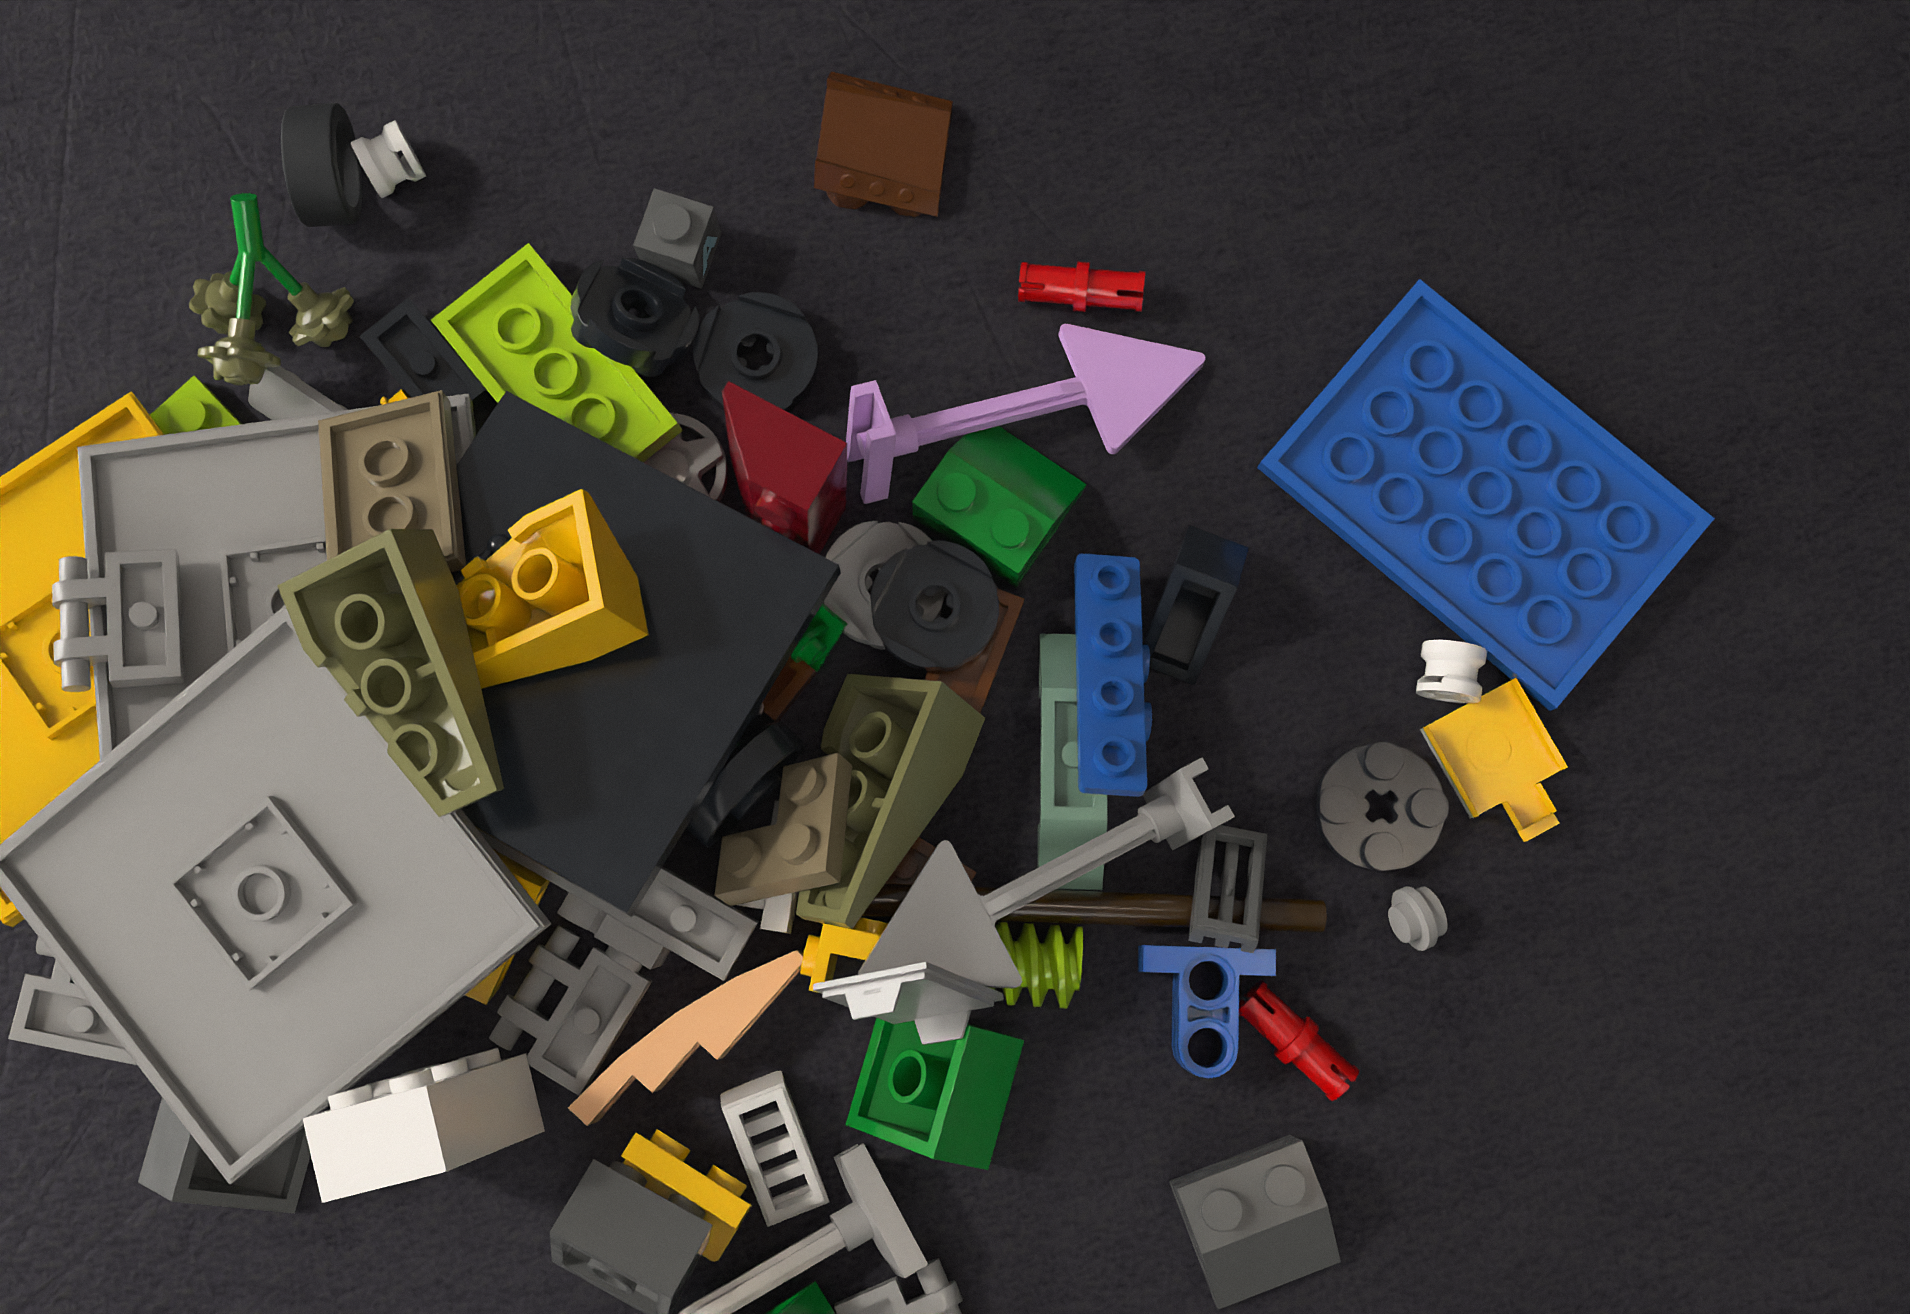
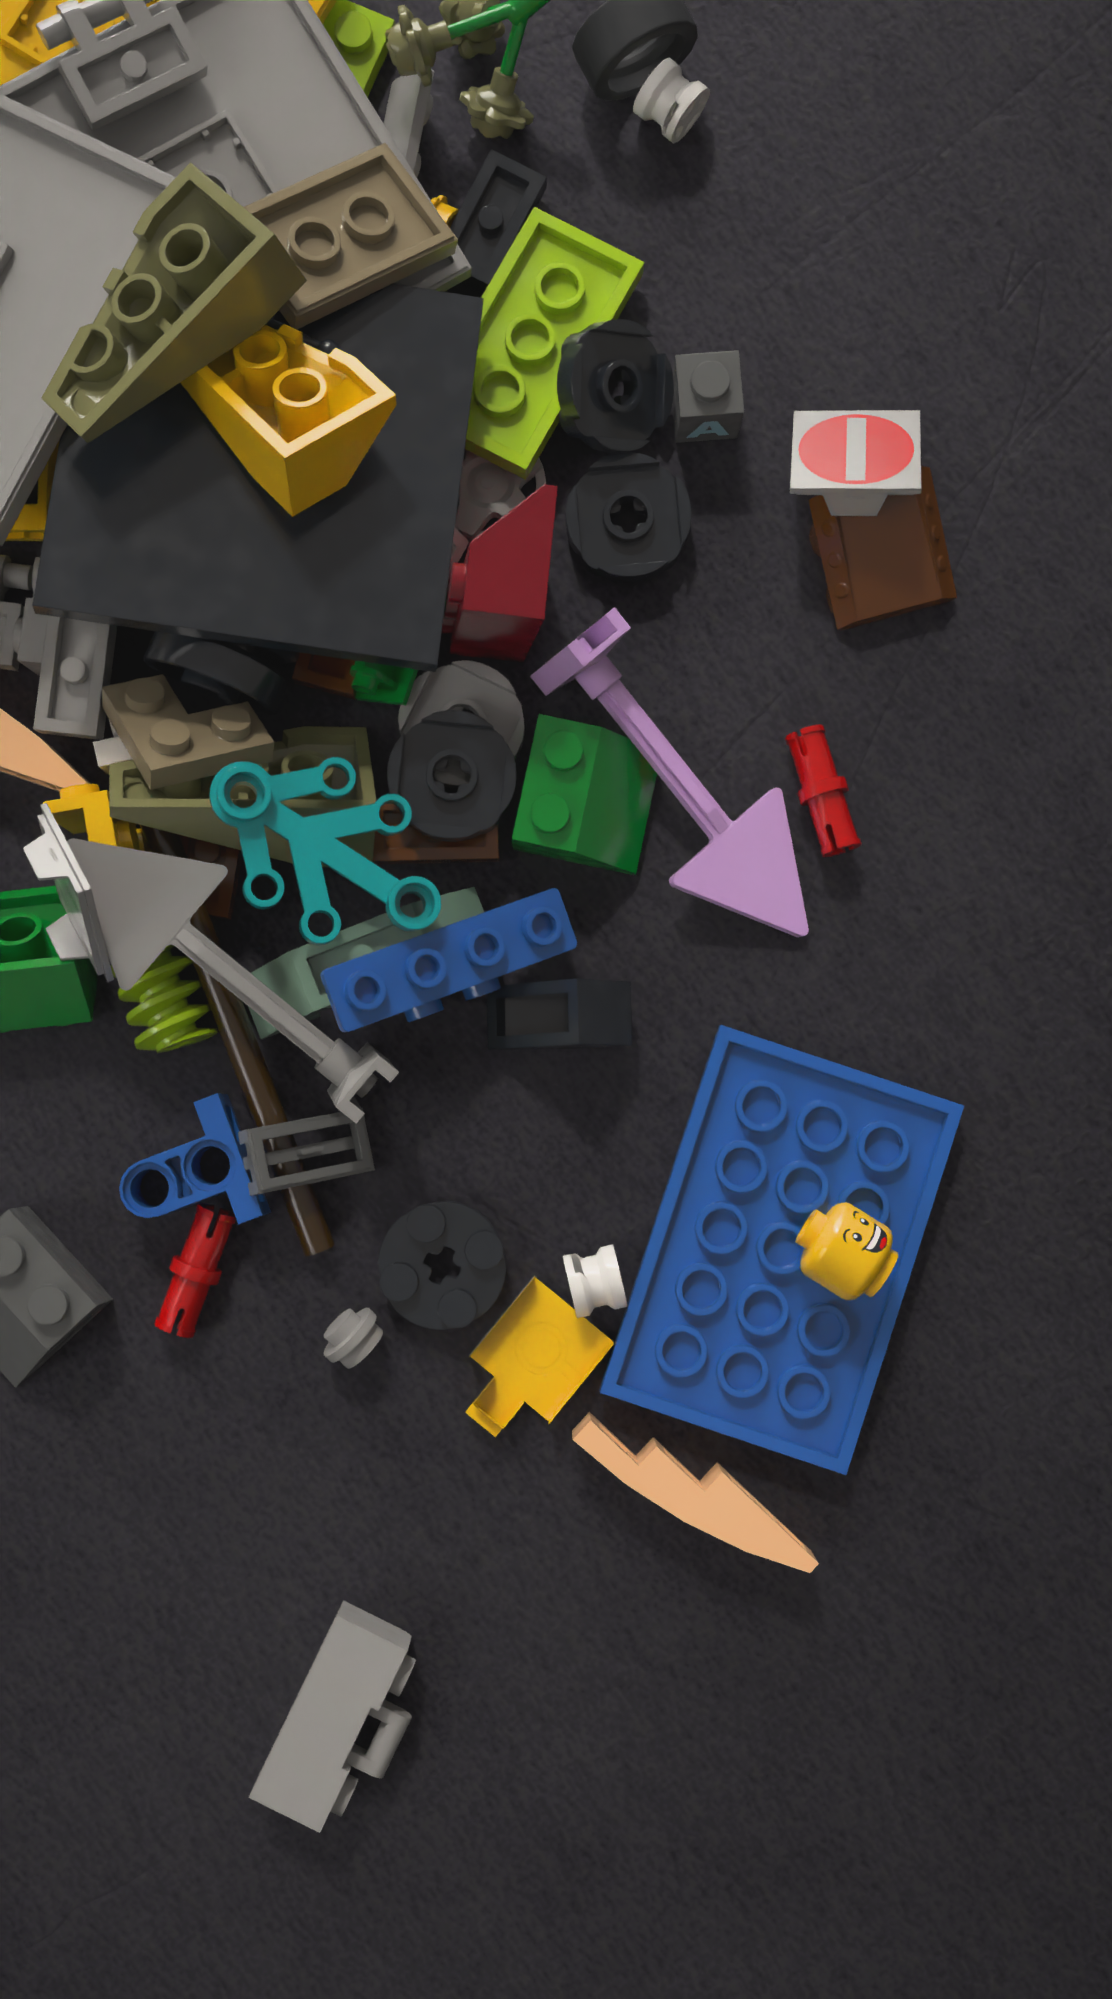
camera: 65 degrees right, 5 degrees up
(795, 128) = (856, 457): none -> piece
(956, 748) = (315, 842): none -> teal plant
(1518, 429) = (846, 1251): none -> yellow head
(1691, 654) = (712, 1504): none -> light nougat slope
(1784, 1104) = (315, 1748): none -> light grey piece

